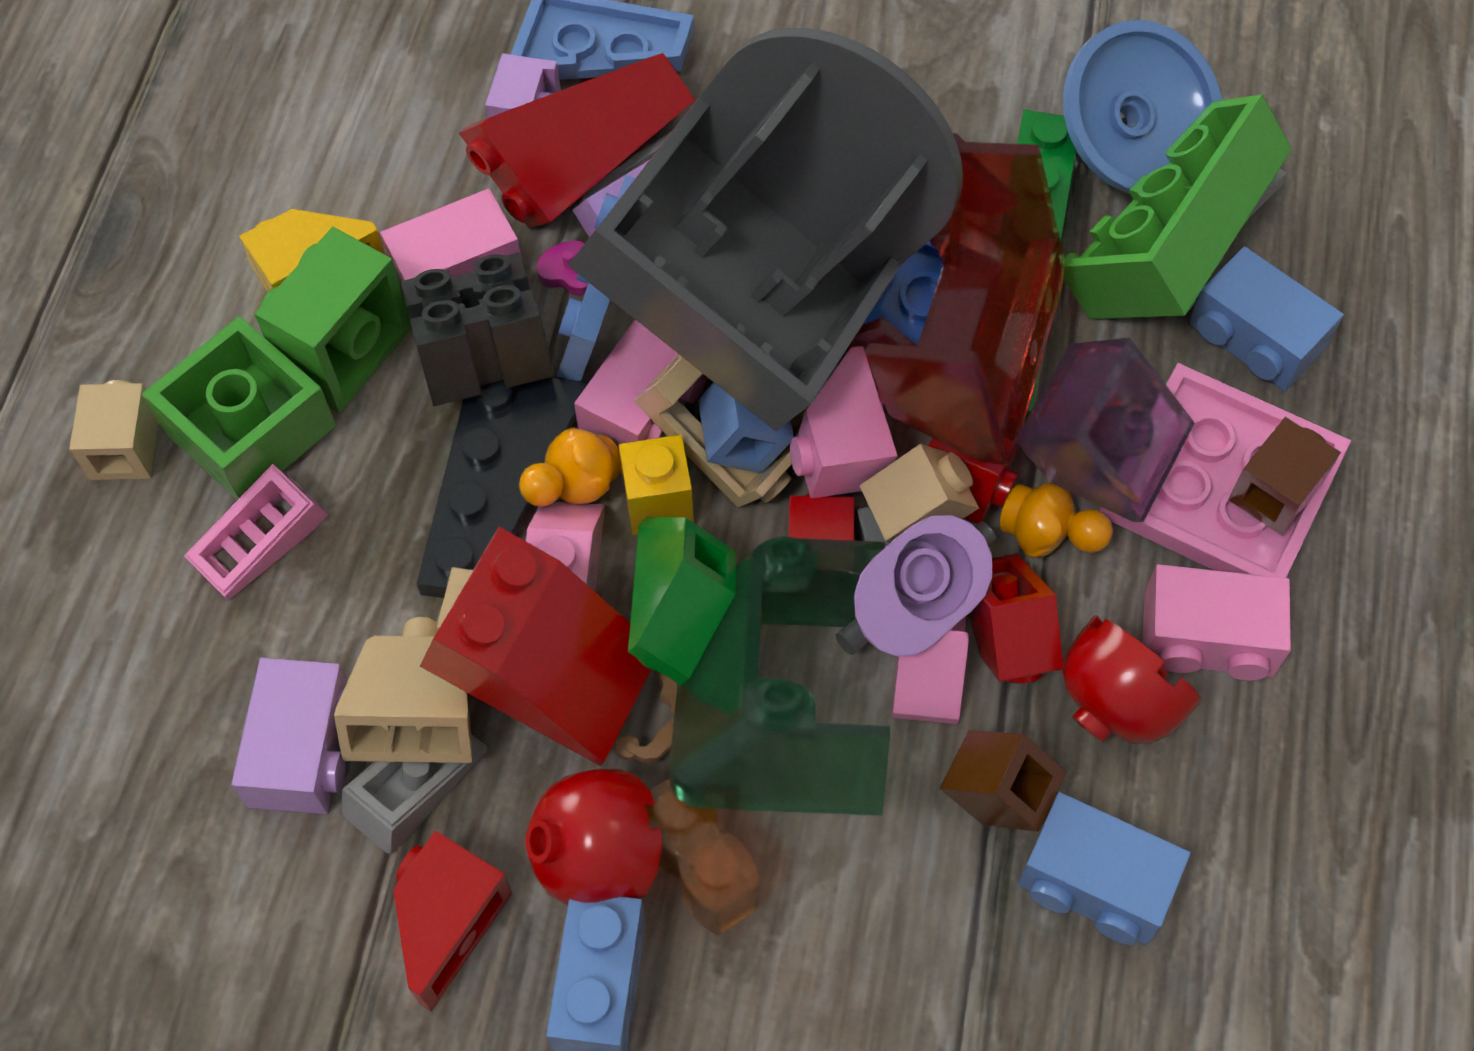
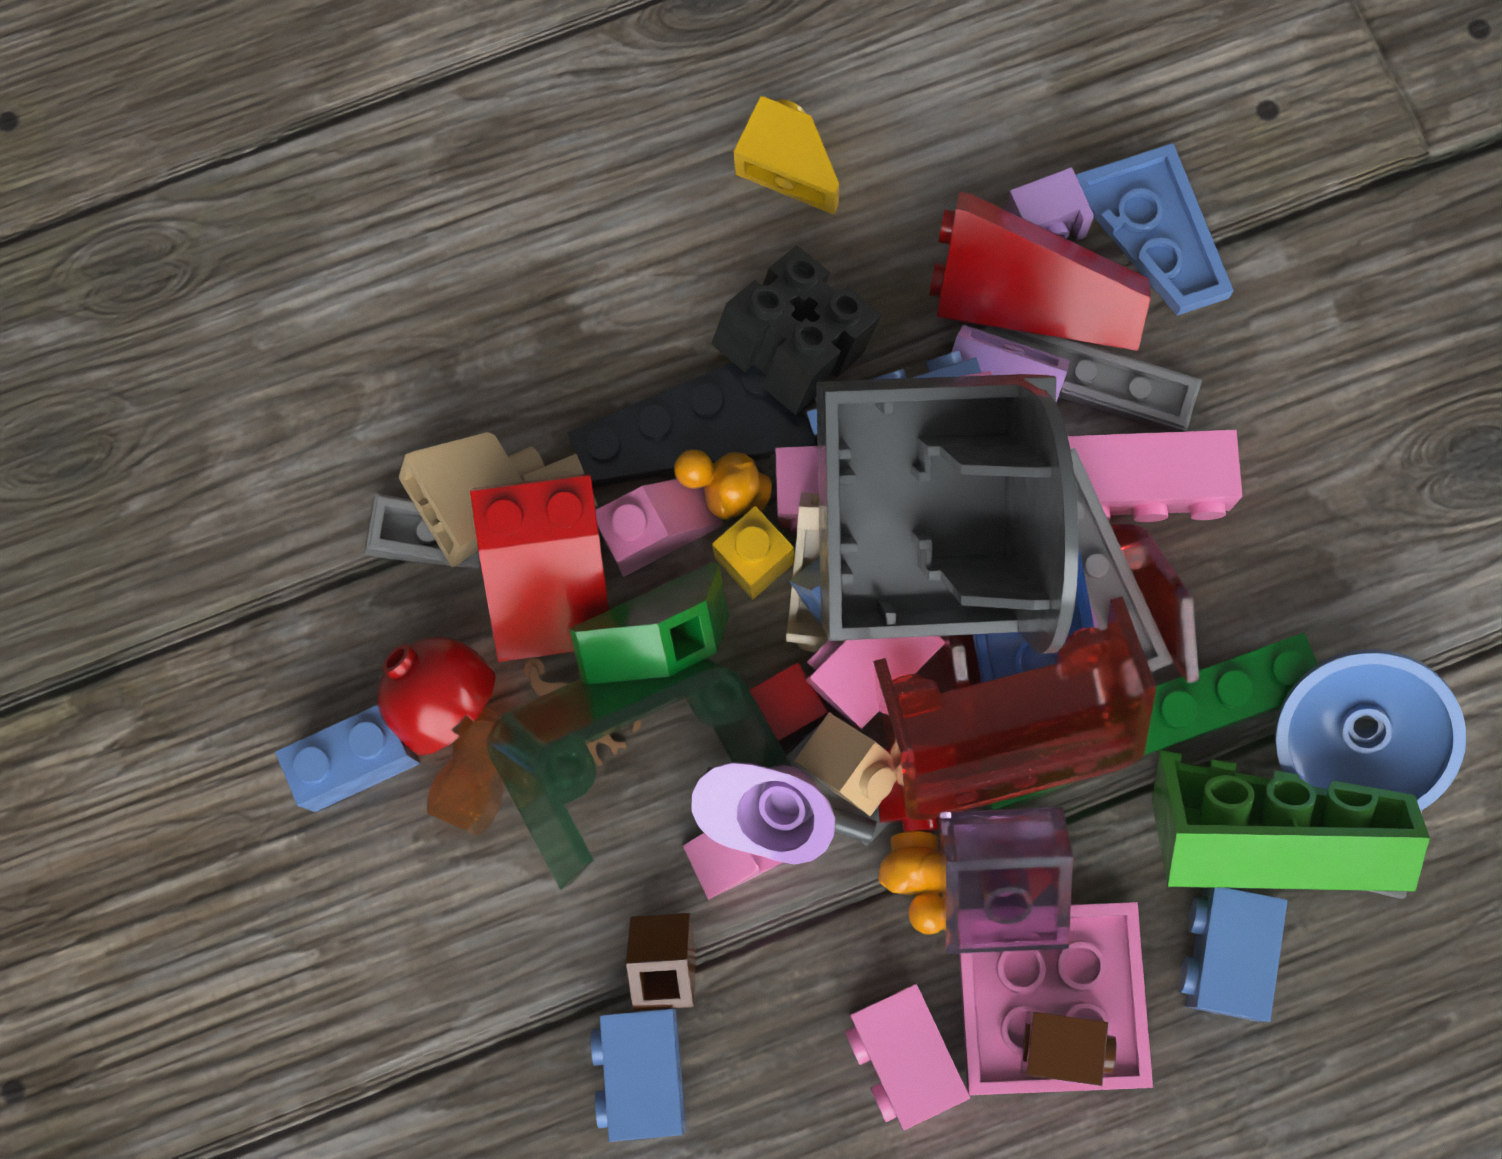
camera: 65 degrees right, 15 degrees up
(114, 431) = (553, 130): tan brick -> none
(240, 407) = (617, 207): bright green brick -> none
(257, 501) = (575, 296): bright pink slope -> none
(291, 738) = (392, 424): lavender brick -> none
(337, 315) = (730, 217): bright green brick -> none
(443, 911) = (333, 621): red slope -> none
(450, 237) = (867, 258): bright pink brick -> none
(554, 268) = (917, 346): dark pink piece -> none
(1017, 623) = (811, 892): red slope -> none
(1123, 686) = (799, 1013): red cylinder -> none

